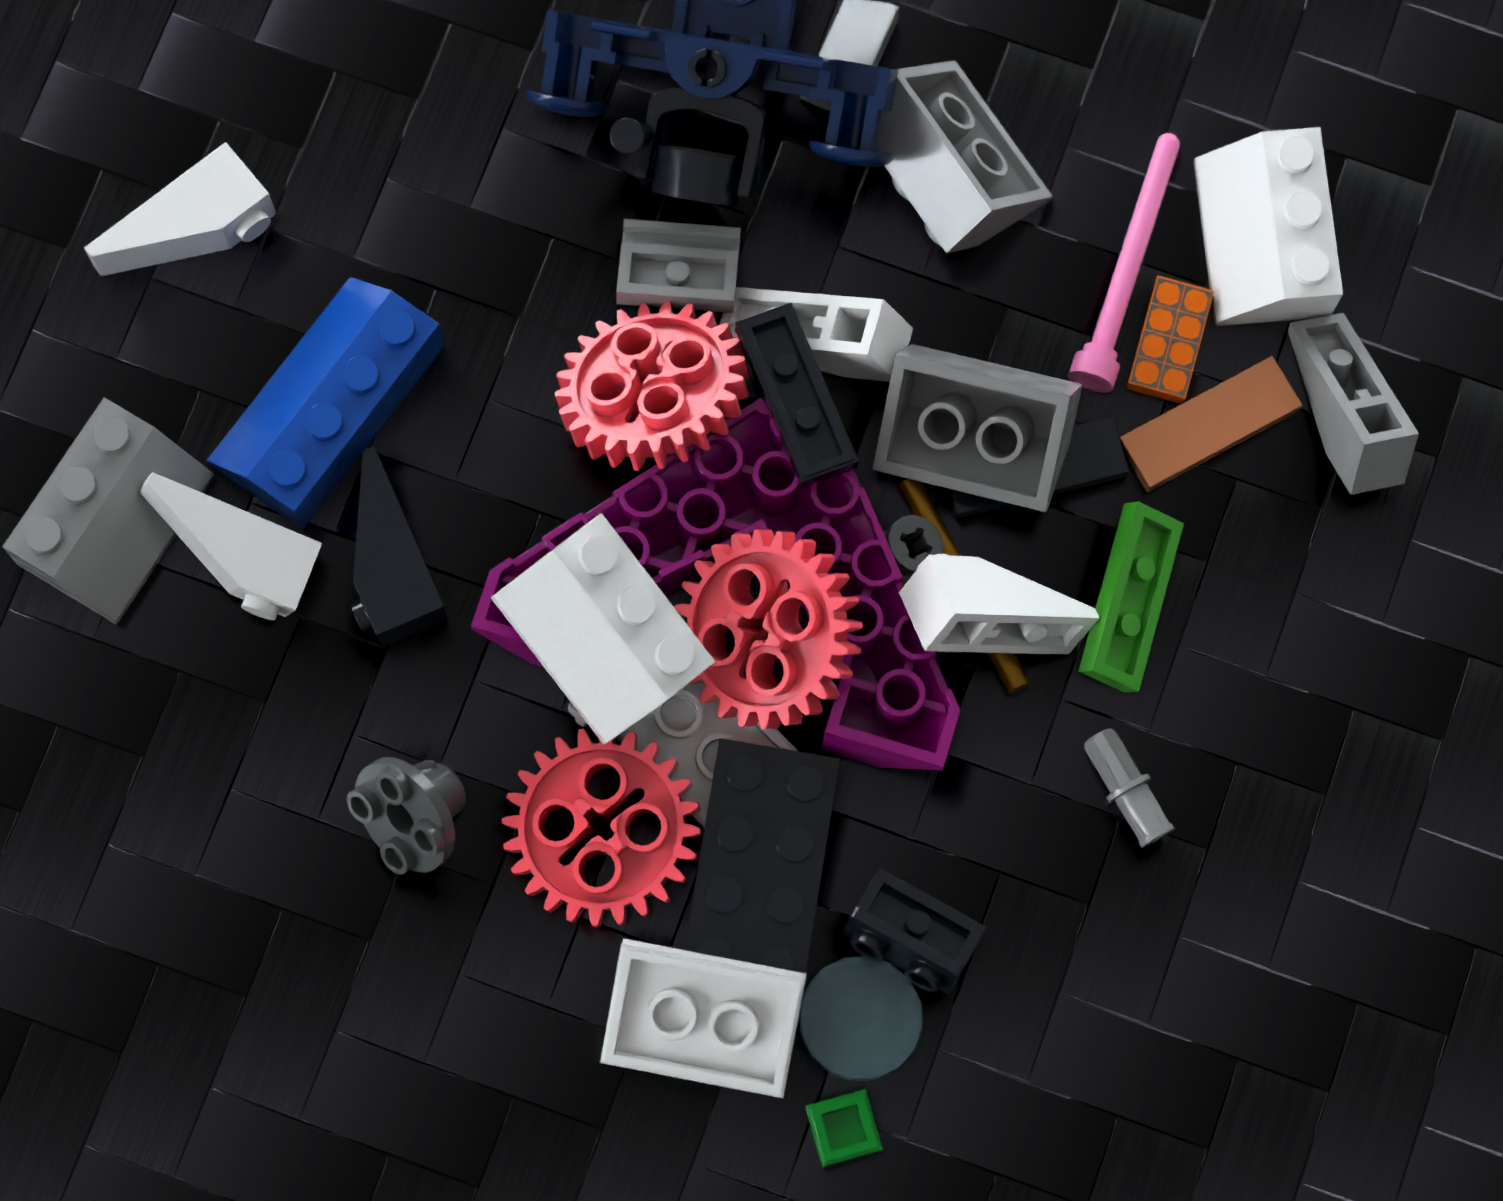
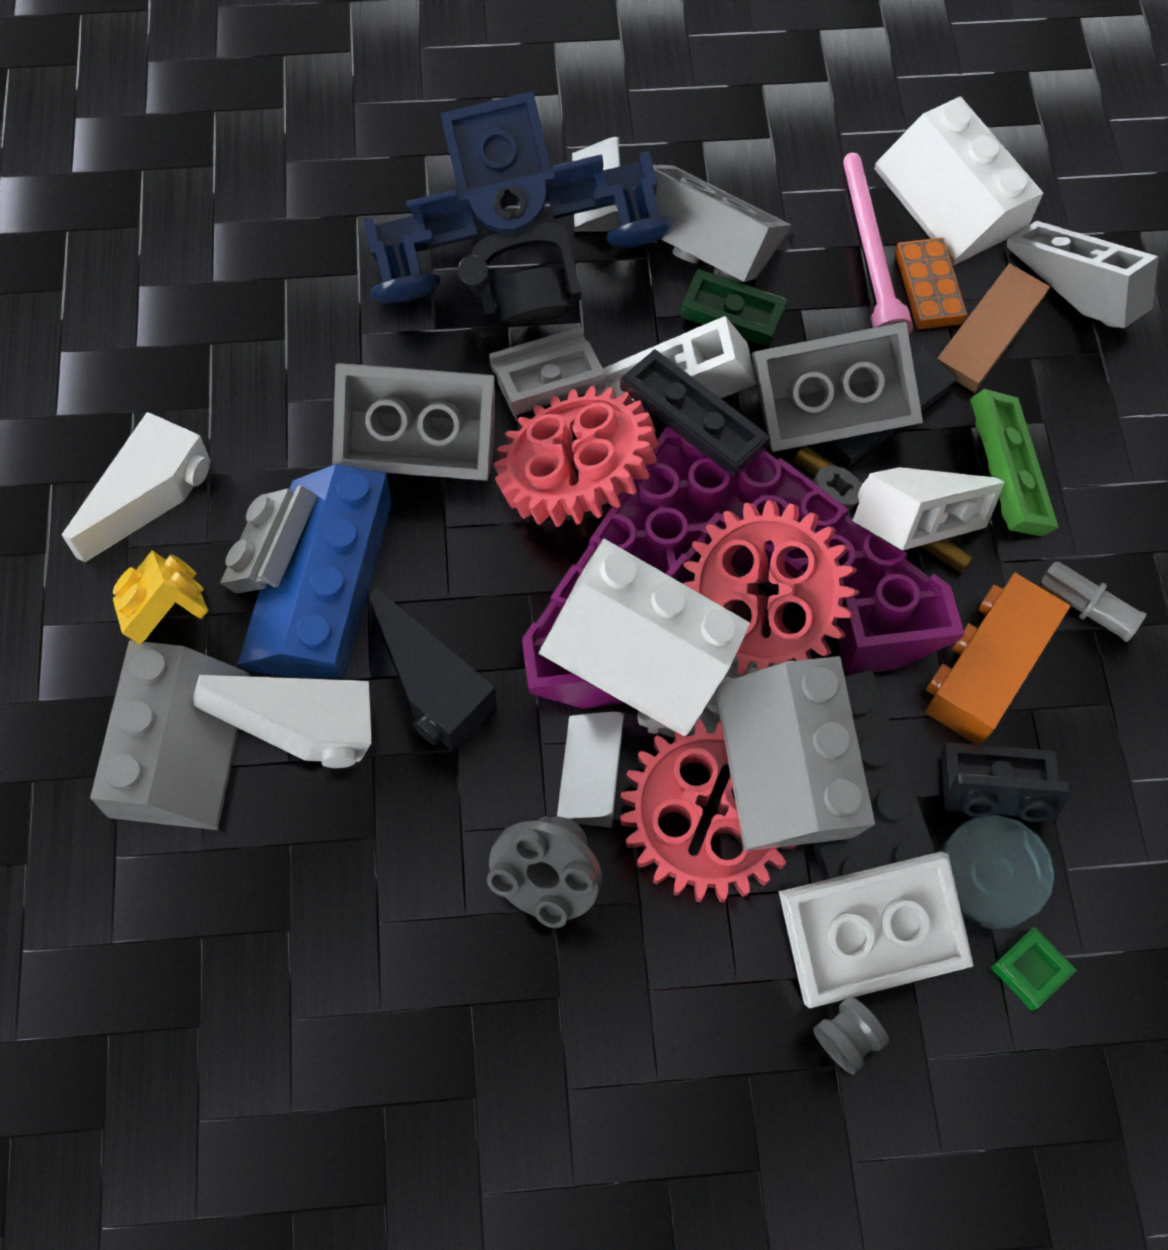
camera: 25 degrees left, 10 degrees down
(152, 351) = (150, 592): none -> yellow bracket
(291, 339) = (268, 539): none -> light grey plate
(493, 281) = (414, 421): none -> light grey slope
(508, 730) = (591, 768): none -> slope
(623, 1106) = (851, 1035): none -> dark grey wheel
(696, 811) = (794, 755): none -> light grey slope
(924, 277) = (749, 309): none -> dark green plate
(982, 802) = (994, 658): none -> orange brick

